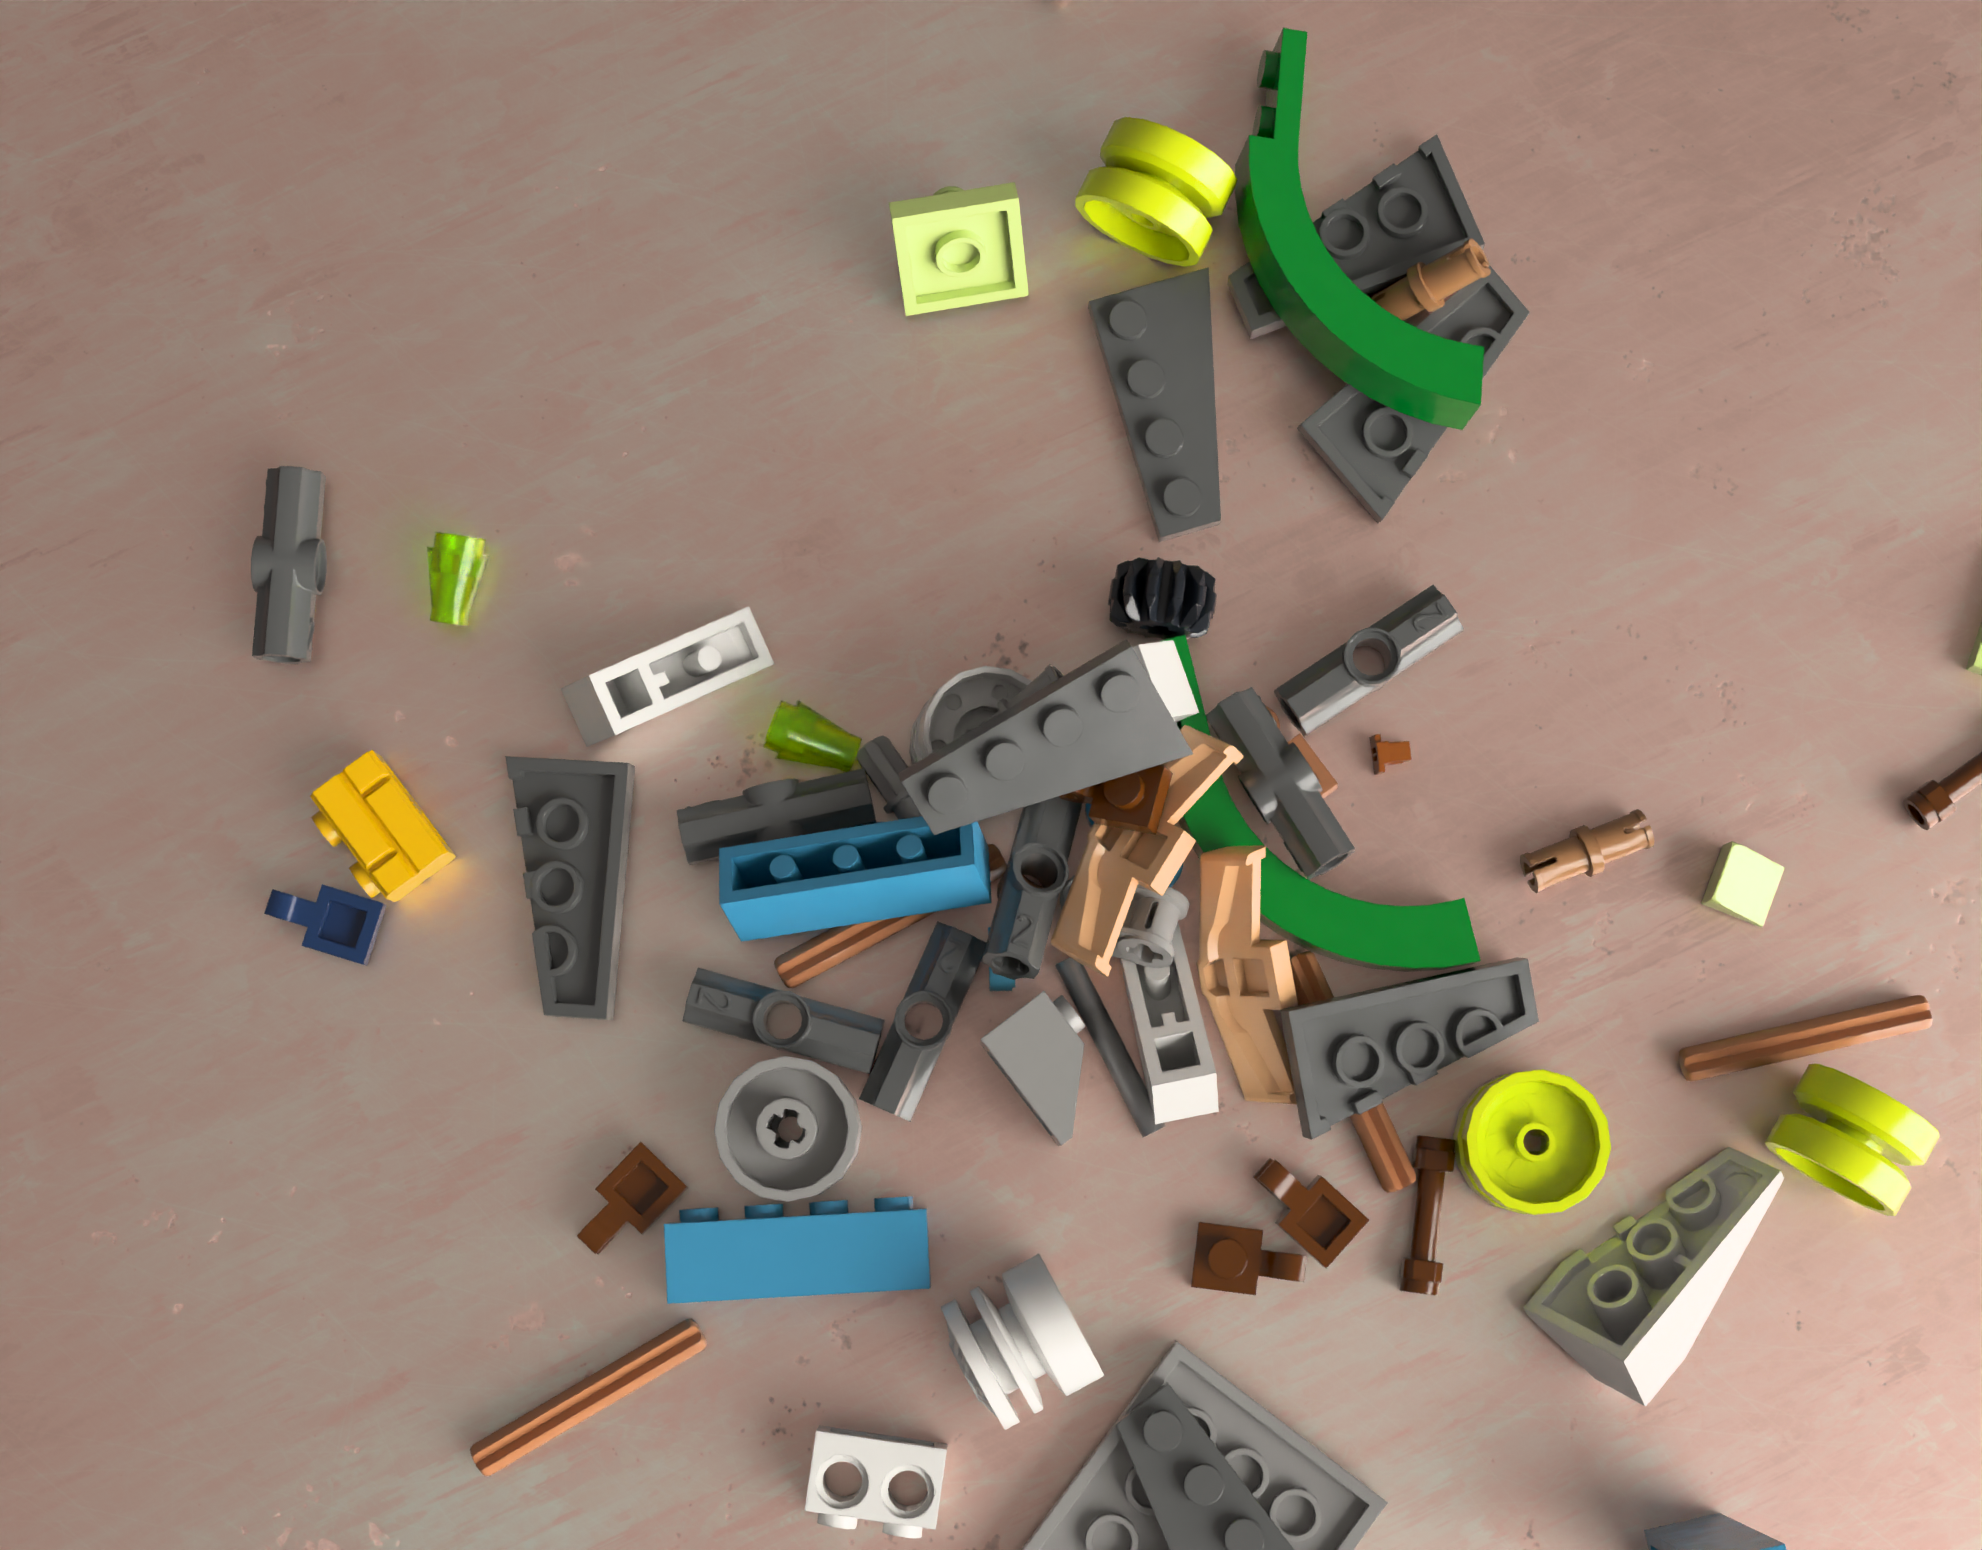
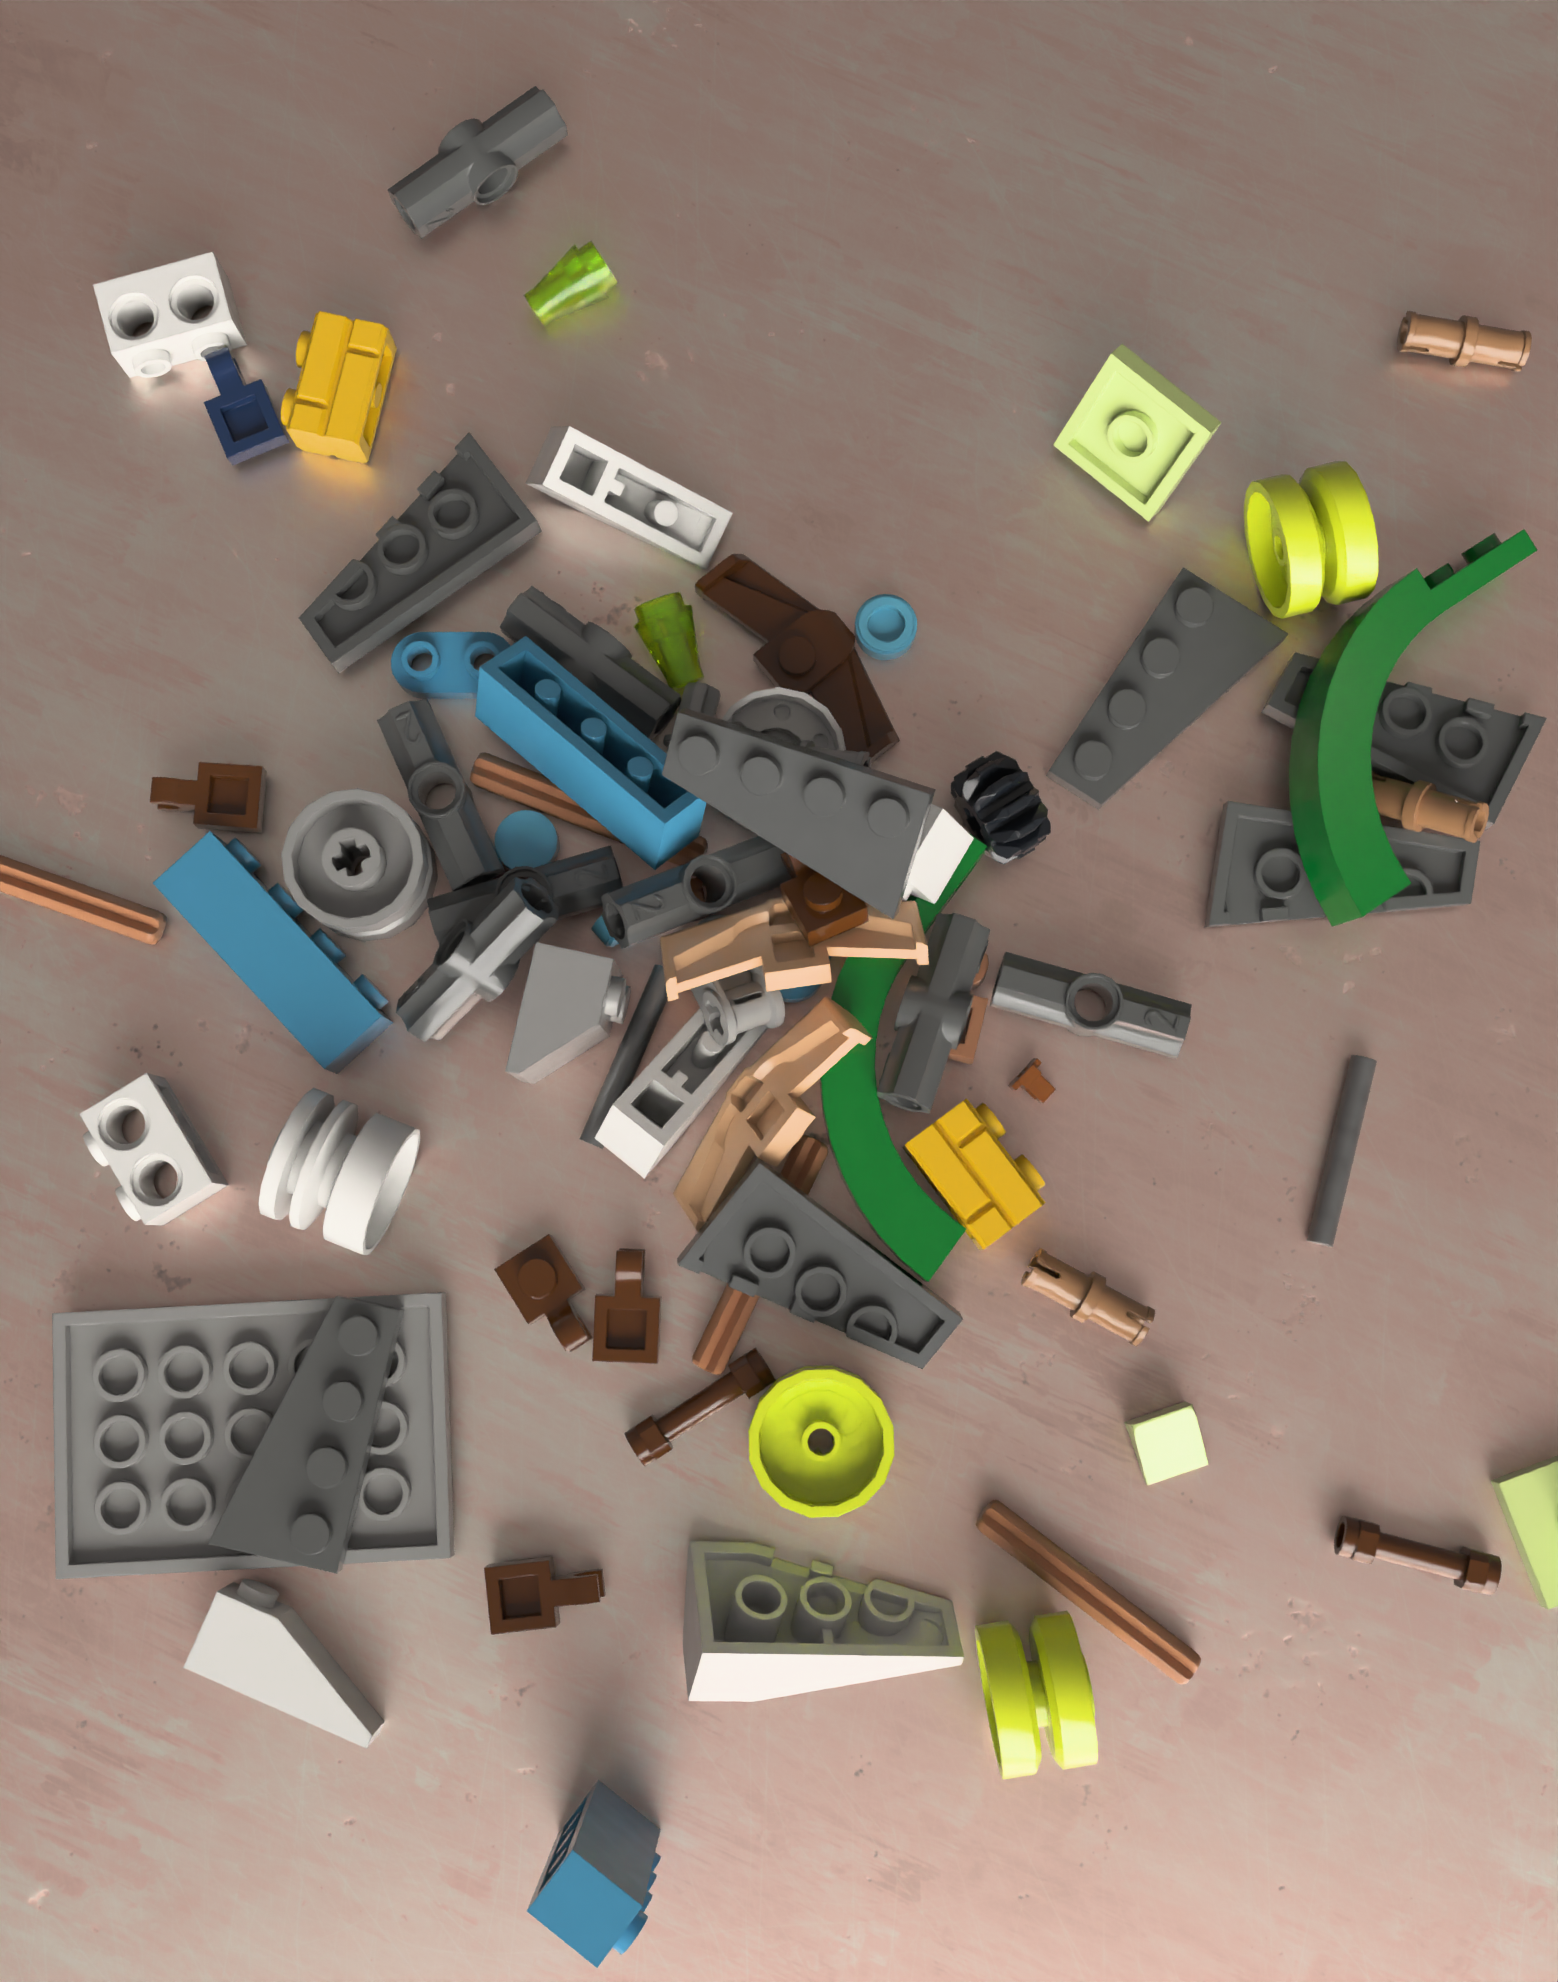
camera: 55 degrees right, 0 degrees up
(189, 905) = (169, 299): none -> white brick
(678, 919) = (452, 664): none -> dark azure plate
(874, 984) = (526, 840): none -> medium azure tile
(908, 642) = (803, 649): none -> reddish brown plate
(939, 565) = (885, 627): none -> medium azure tile
(945, 1098) = (477, 959): none -> dark grey piece
(1424, 856) = (976, 1173): none -> yellow brick
(1462, 1465) = (528, 1594): none -> reddish brown plate
(1633, 567) = (1342, 1150): none -> flat silver bar

